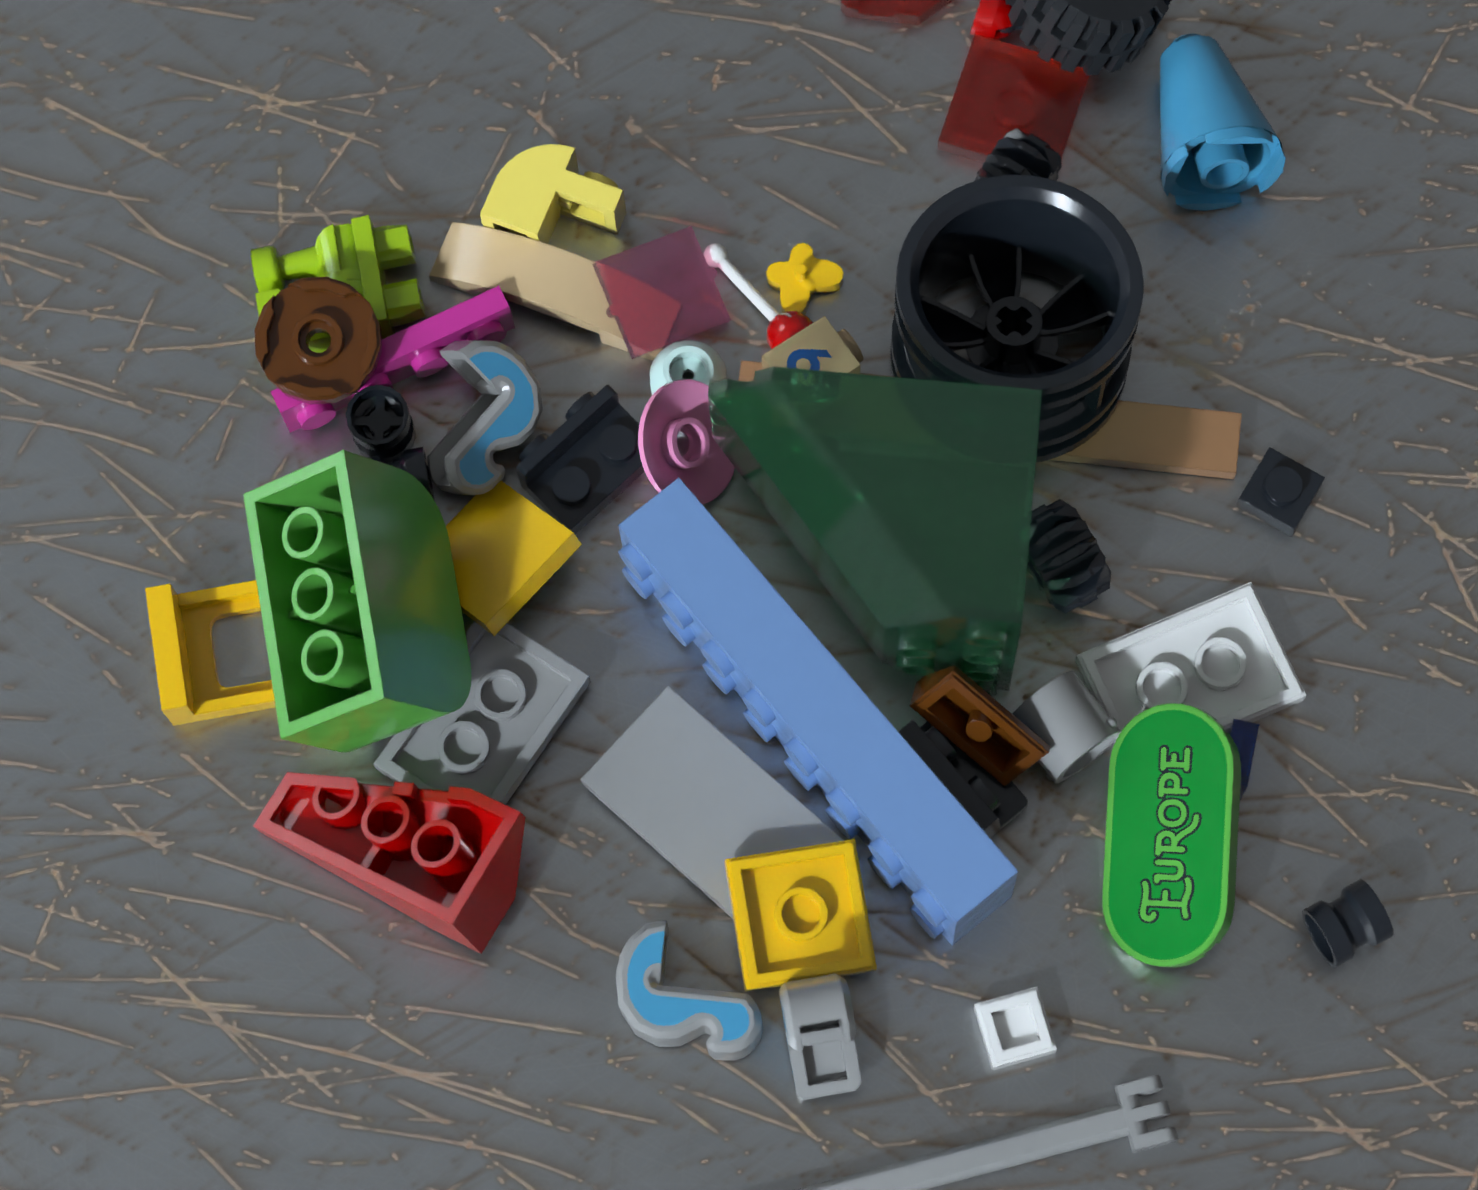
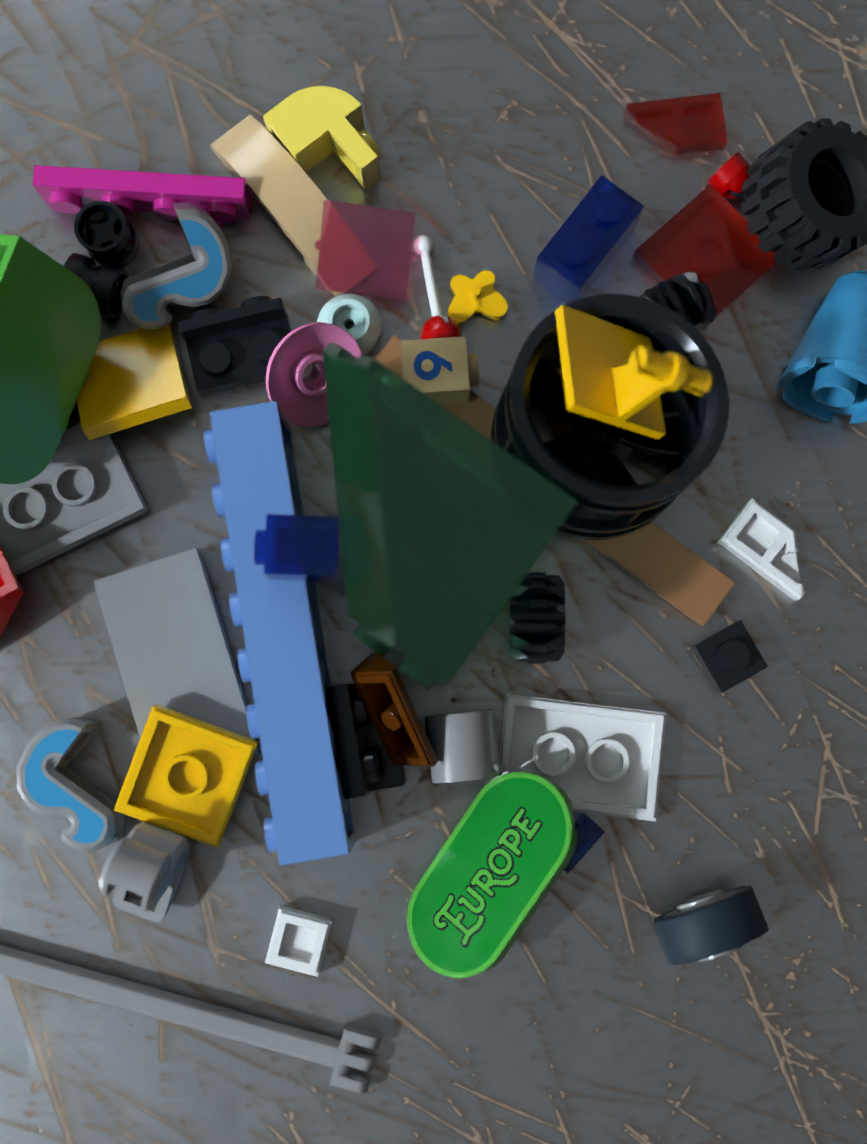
camera: 25 degrees right, 10 degrees up
(312, 308) = (66, 125): reddish brown plate -> none
(354, 256) = (145, 129): lime hips -> none
(795, 598) = (298, 548): none -> clear blue brick
(886, 159) = (587, 241): none -> clear blue brick
(1006, 259) = (617, 375): none -> yellow plate
(1251, 362) = (766, 547): none -> white tile
(1347, 923) = (583, 1011): black wheel -> none
(1419, 756) = (710, 925): none -> black wheel

